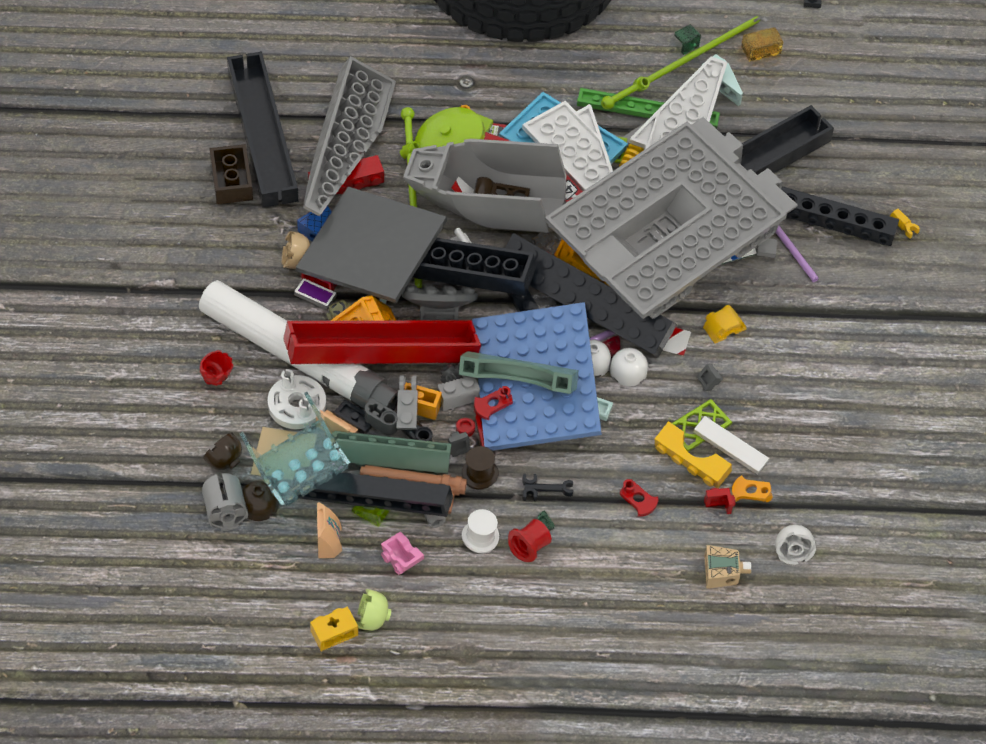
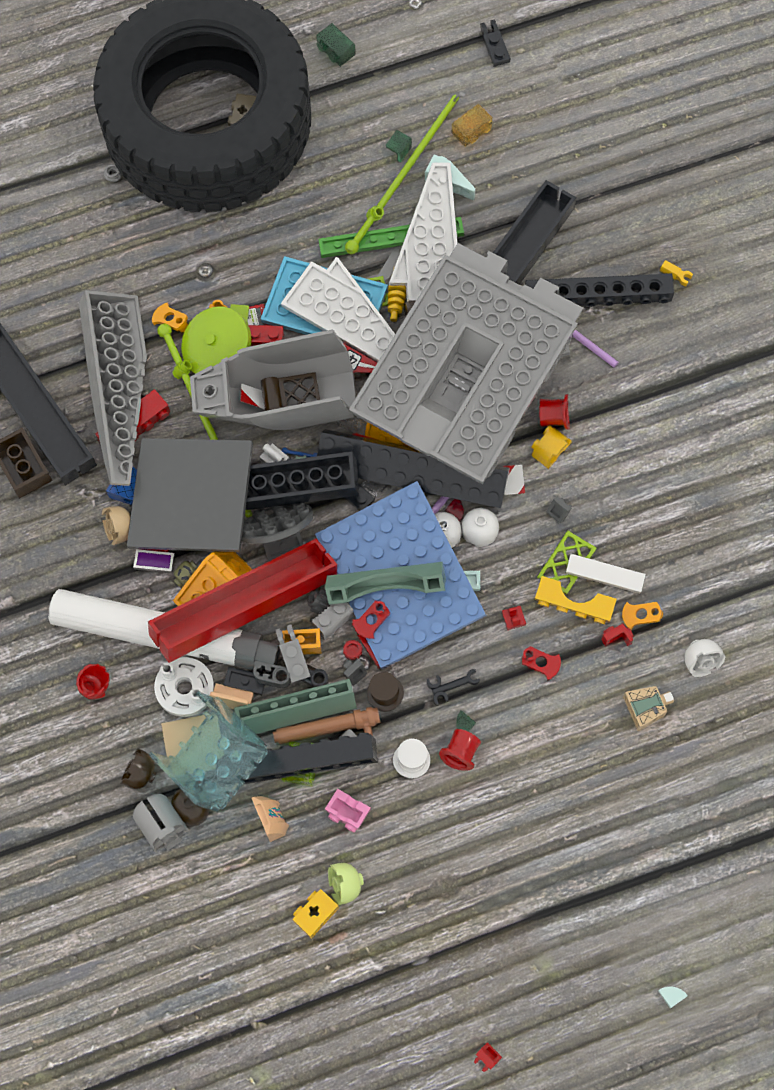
camera: 15 degrees left, 15 degrees up
(423, 112) = (177, 323): none -> light orange piece
(628, 452) = (513, 618): none -> red tile
(739, 295) = (554, 412): none -> red piece

